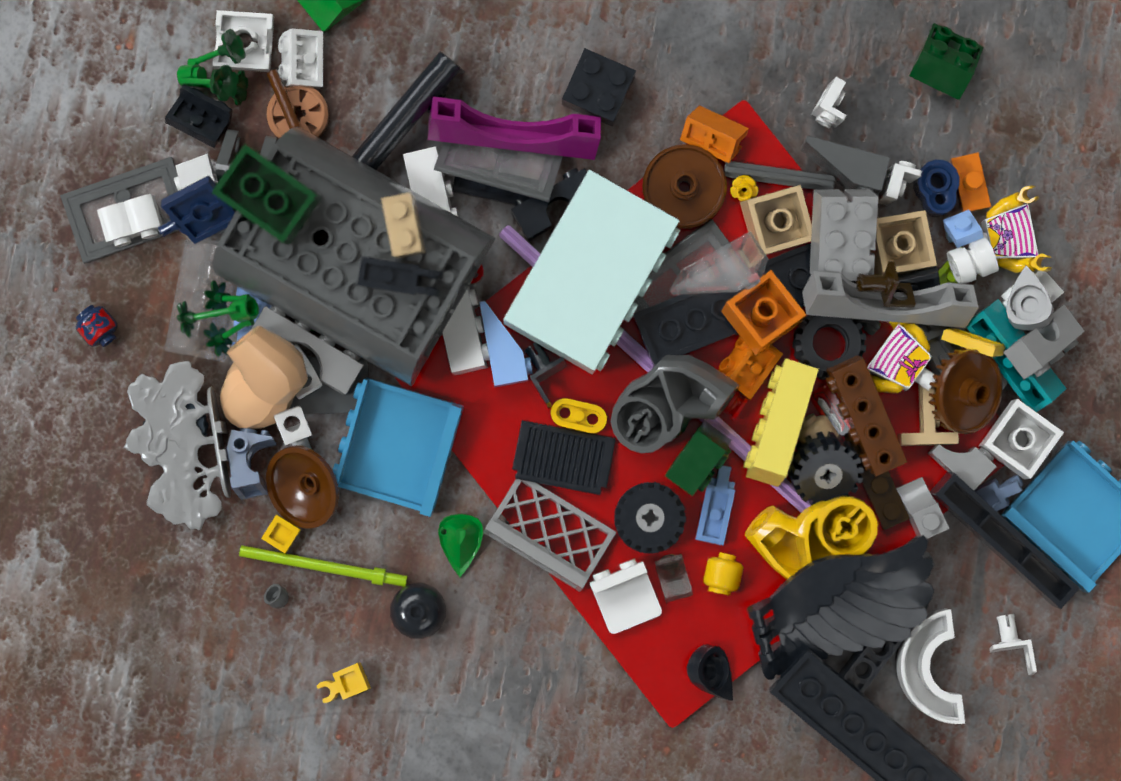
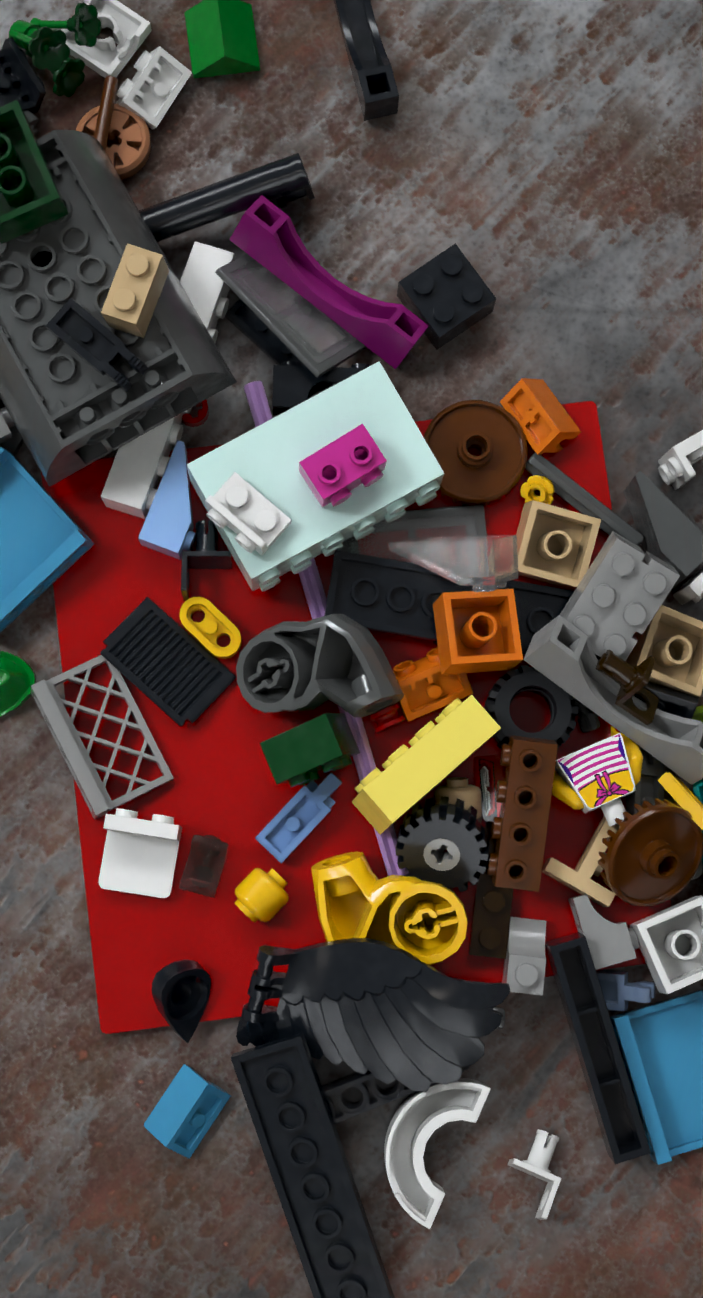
camera: 25 degrees right, 5 degrees down
(566, 329) = (247, 514): none -> white bracket
(610, 259) = (343, 466): none -> dark pink brick
(647, 530) = (233, 795): black wheel -> none
(758, 745) = (186, 1111): none -> dark azure panel

